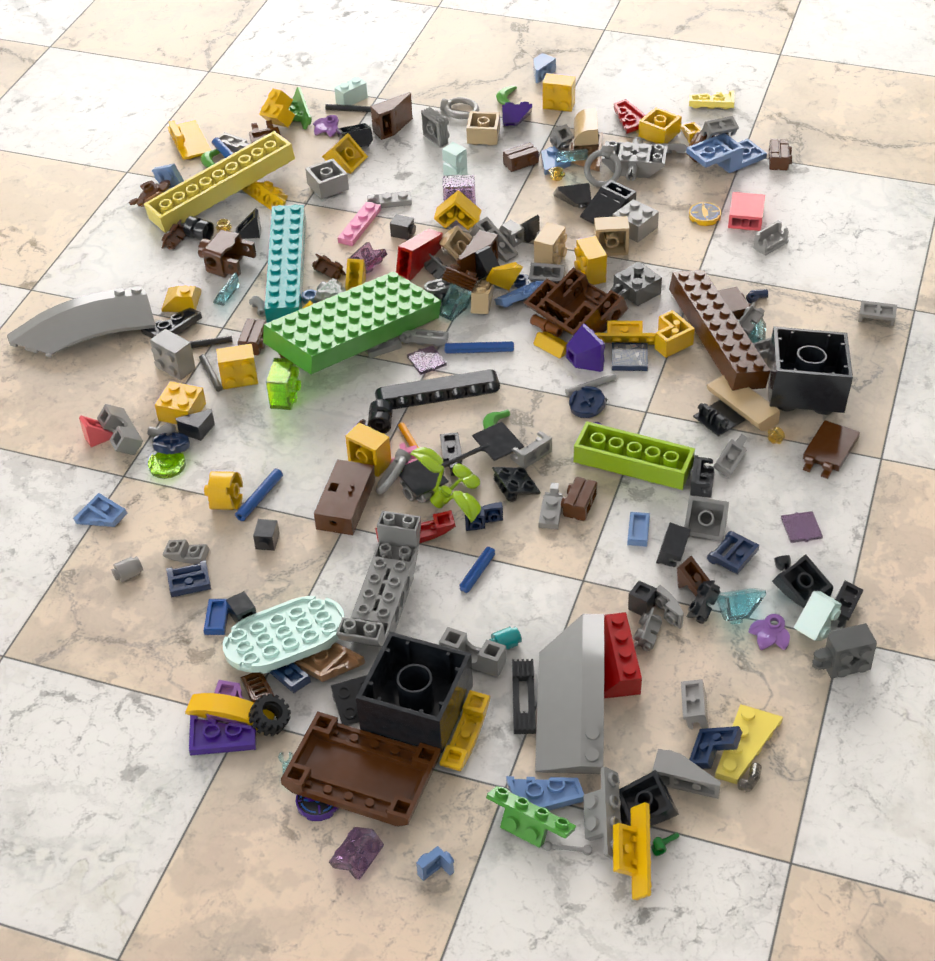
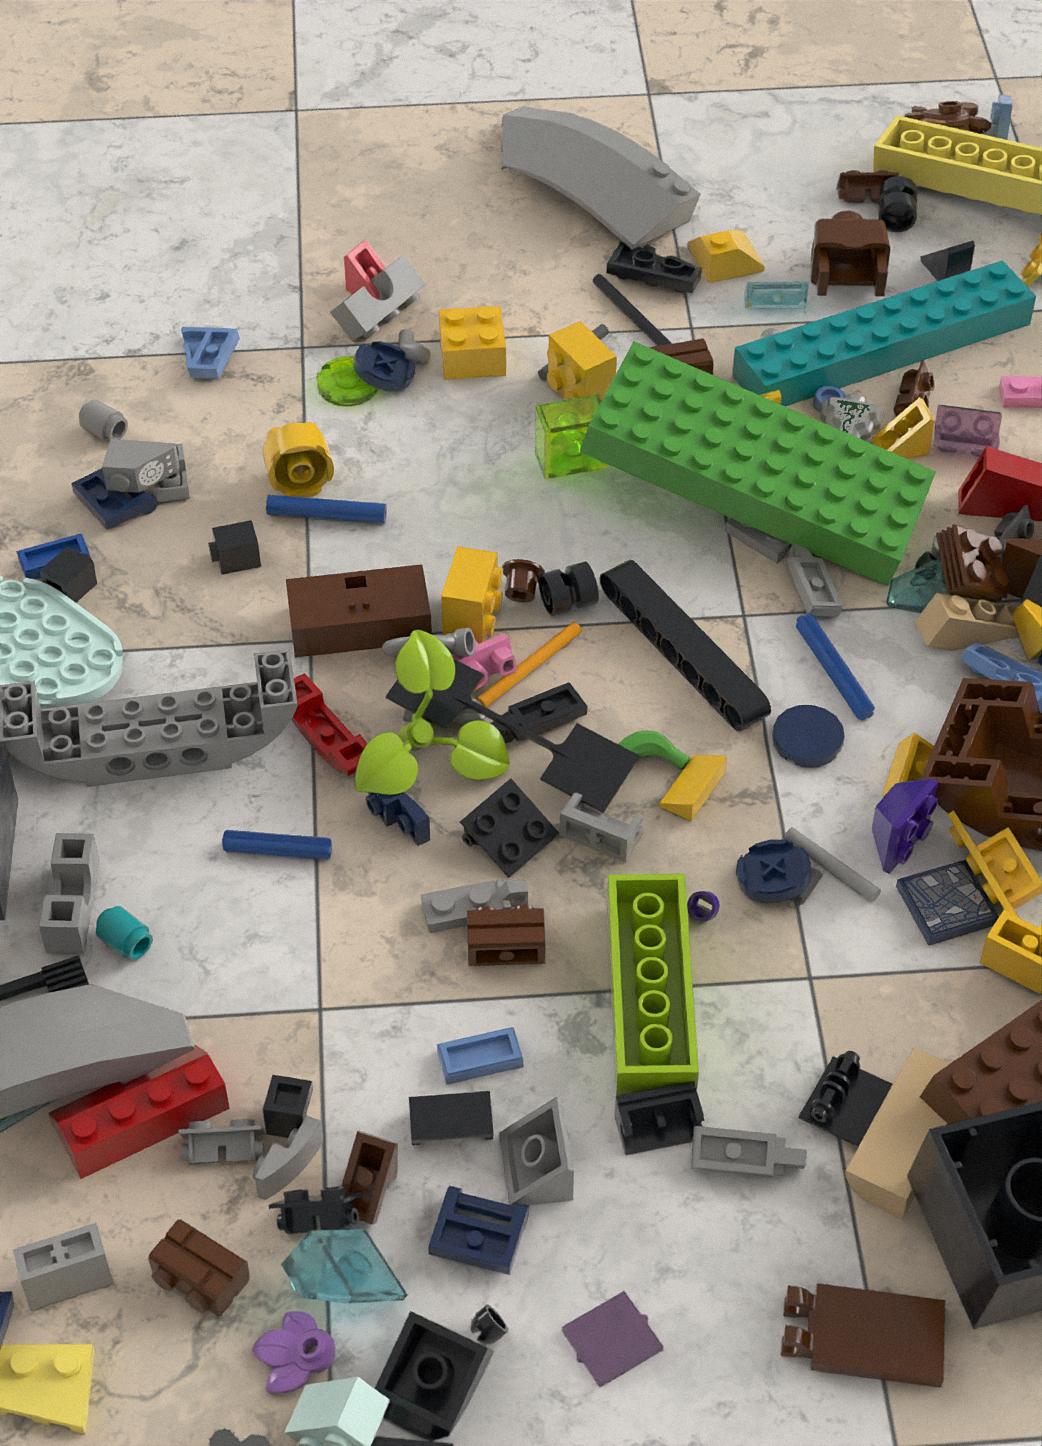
camera: 65 degrees right, 5 degrees up
(172, 354) = (566, 285): light grey brick -> none
(182, 556) = (138, 464): none -> light grey slope
(196, 424) = (441, 380): black slope -> none
(223, 224) = (934, 231): clear yellow plate -> none
(426, 360) = (762, 606): clear purple piece -> none
(514, 368) = (808, 735): none -> dark blue tile
(523, 412) = (694, 785): none -> yellow slope
(715, 654) = (198, 1268): none -> reddish brown brick
(776, 435) = (848, 1219): clear yellow plate -> none

